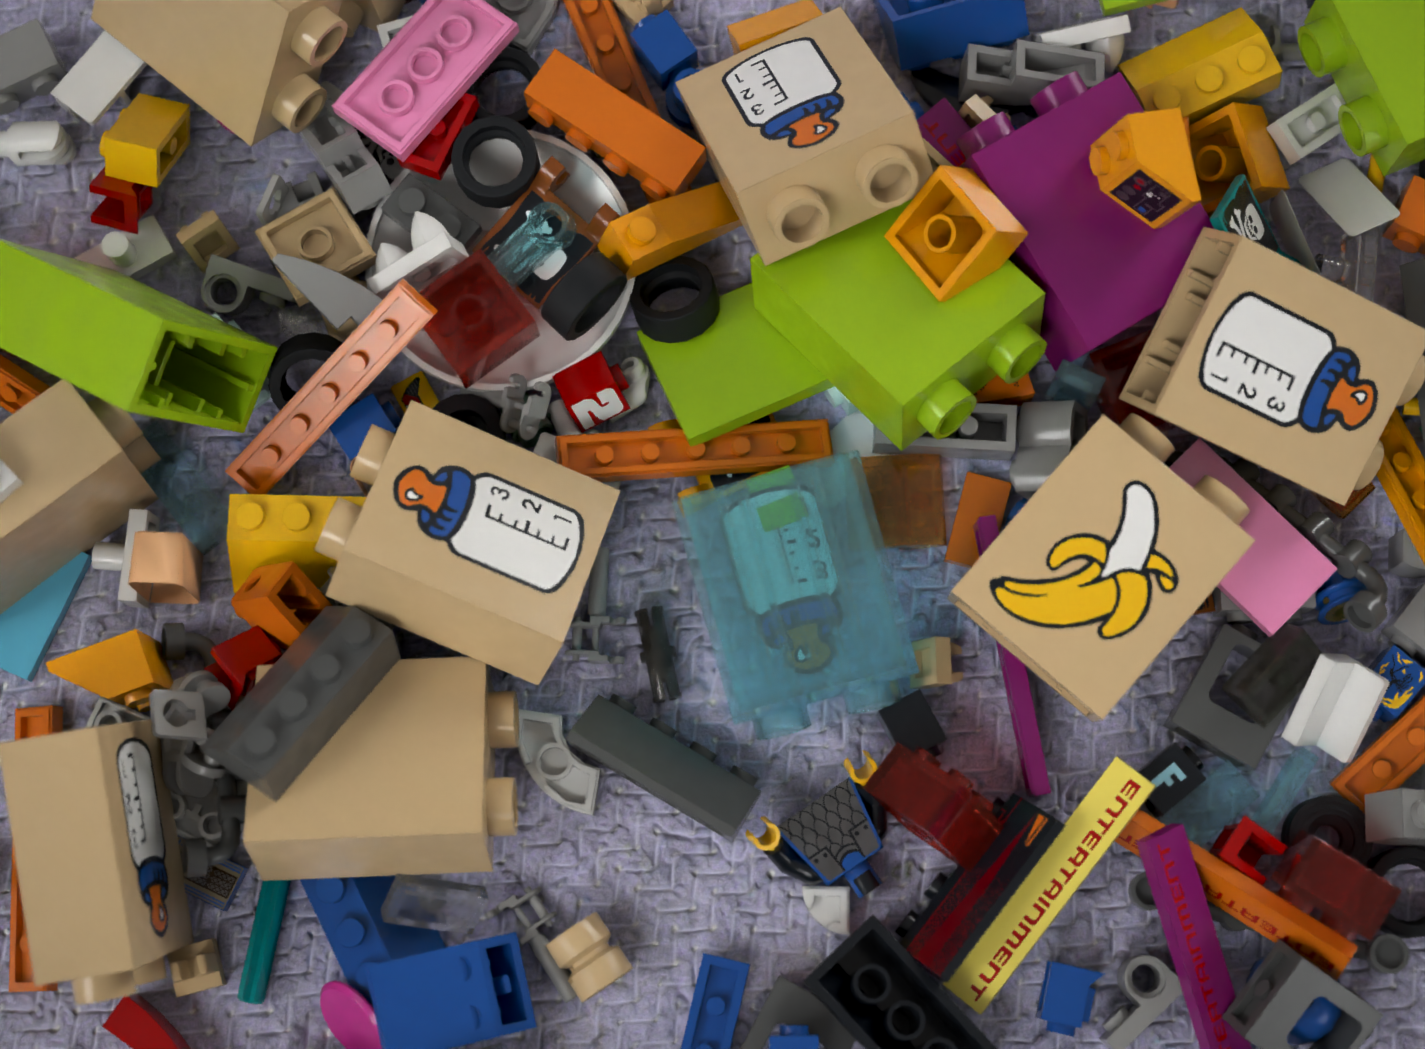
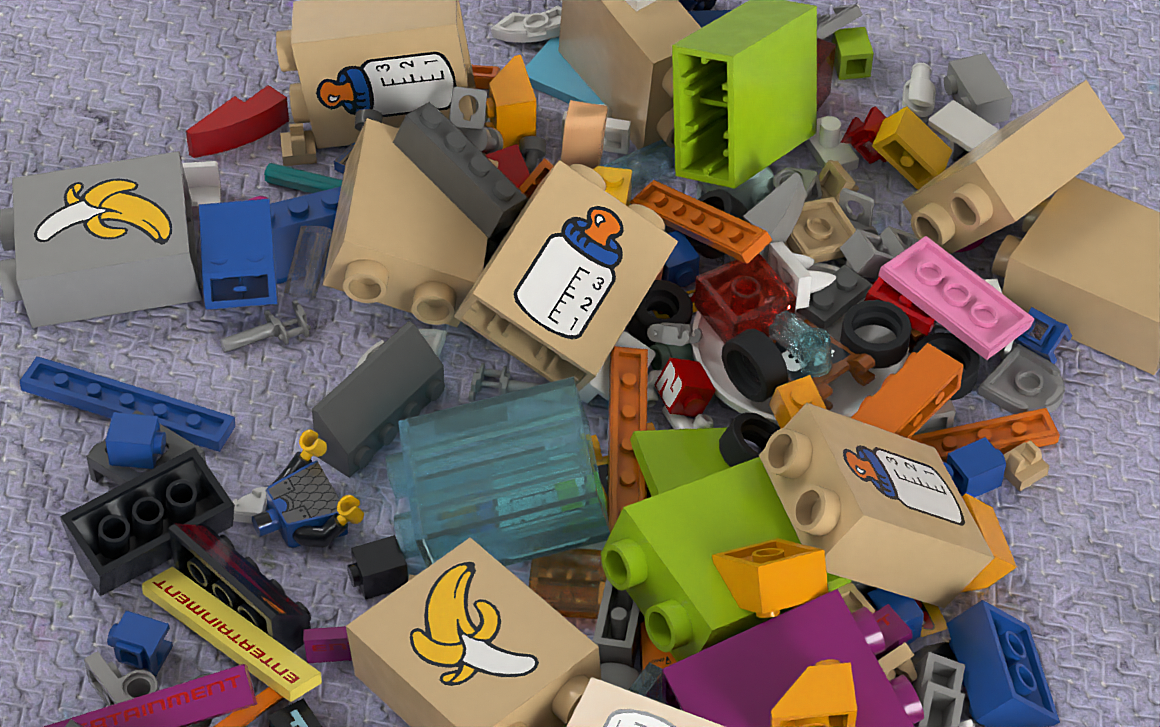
camera: 90 degrees right, 30 degrees down
(589, 956) = (248, 349): tan wheel -> none
(935, 804) = (308, 550): clear red brick -> none

